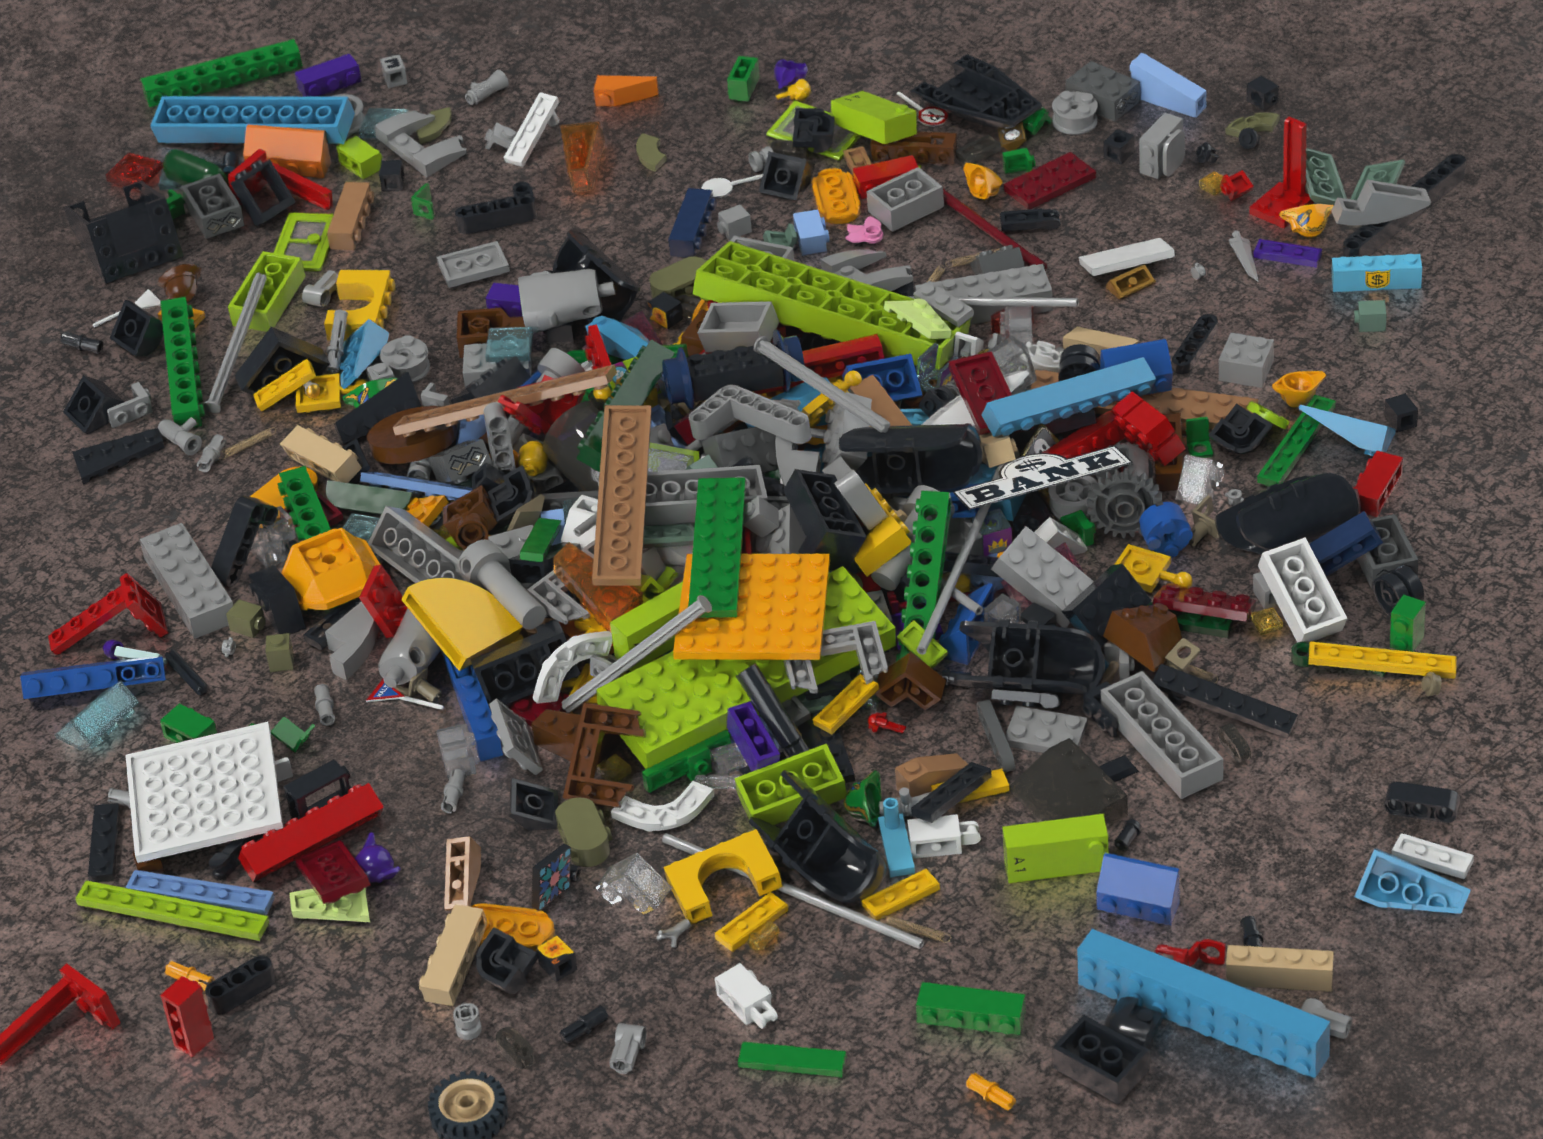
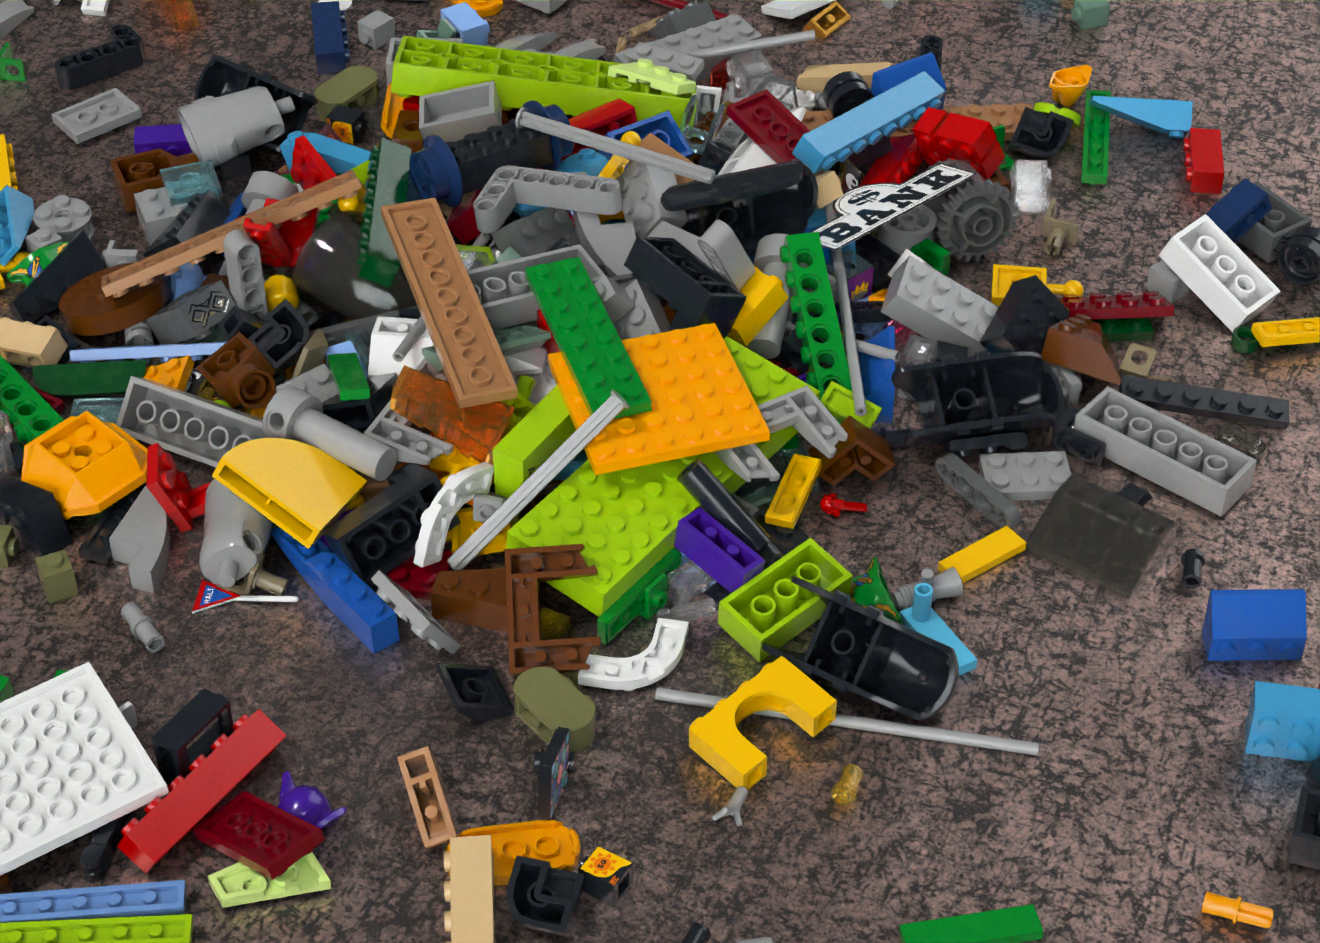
camera: 25 degrees left, 0 degrees up
(291, 734) = (118, 674): green bracket -> none
(453, 791) = (362, 696): light grey pin -> none
(456, 749) = (346, 644): clear brick -> none
(635, 881) = (659, 753): clear brick -> none
(746, 996) = (873, 866): white brick -> none
(751, 921) = (819, 771): yellow tile -> none
(869, 232) = (525, 17): bright pink plate -> none
(900, 894) = (977, 696): yellow tile -> none
(916, 927) = (1023, 729): tan piece -> none
(925, 771) = (926, 549): medium nougat slope -> none
(941, 836) = (986, 616): white brick -> none
(951, 792) = (978, 563): black plate -> none
(971, 1008) = (1150, 812): green brick -> none
(1054, 848) = (1134, 600): lime brick -> none
(1165, 529) = (1028, 240): blue brick -> none
(1234, 496) = (1067, 200): light grey piece -> none
(1246, 360) = (996, 69): light grey brick -> none
(1266, 621) = (1188, 313): clear yellow plate -> none
(1289, 512) = (1149, 202): black animal -> none
(1401, 412) = (1182, 88): black brick -> none

